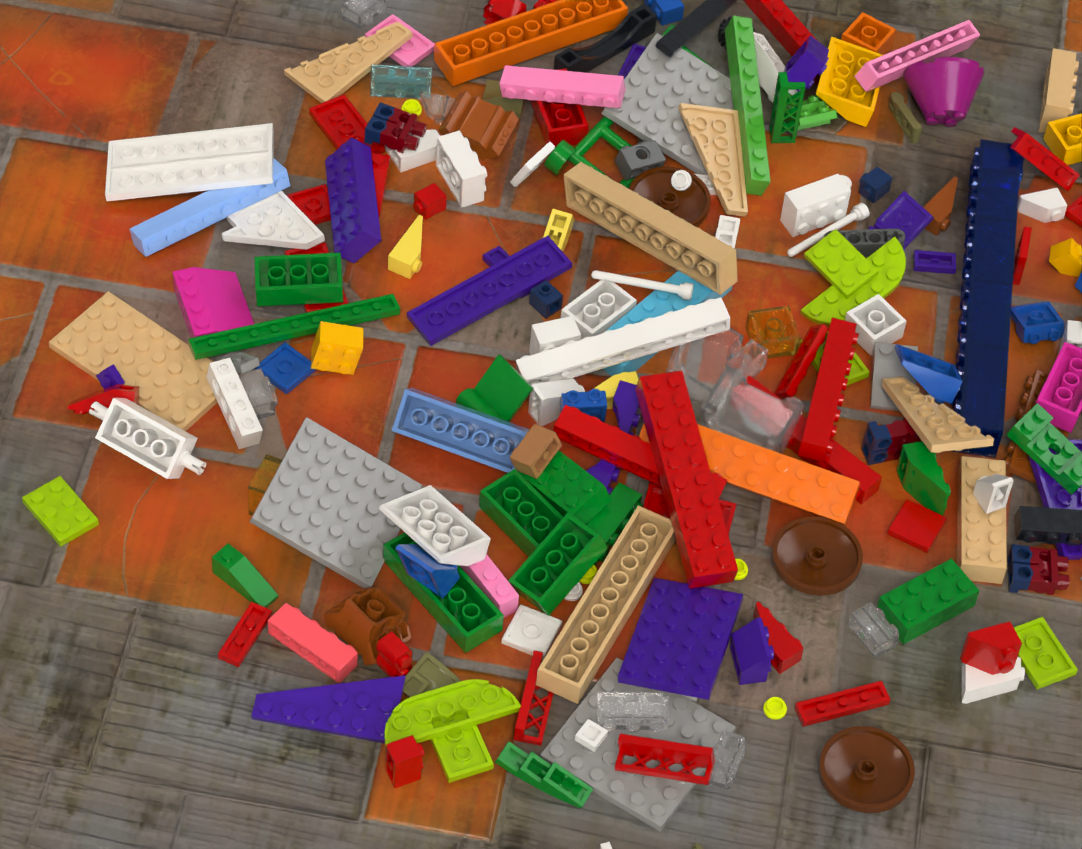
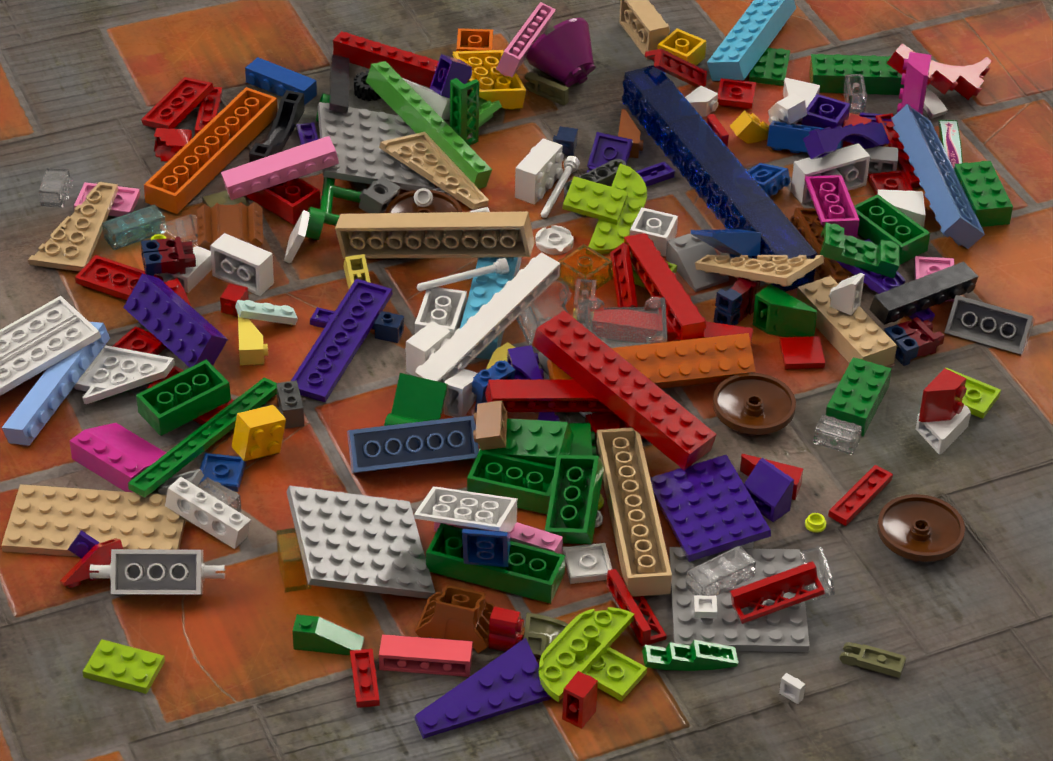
camera: 30 degrees left, 10 degrees down
(393, 333) = (290, 403): none -> dark grey brick
(445, 228) = (266, 312): none -> light aqua plate
(778, 285) = (554, 240): none -> white tile

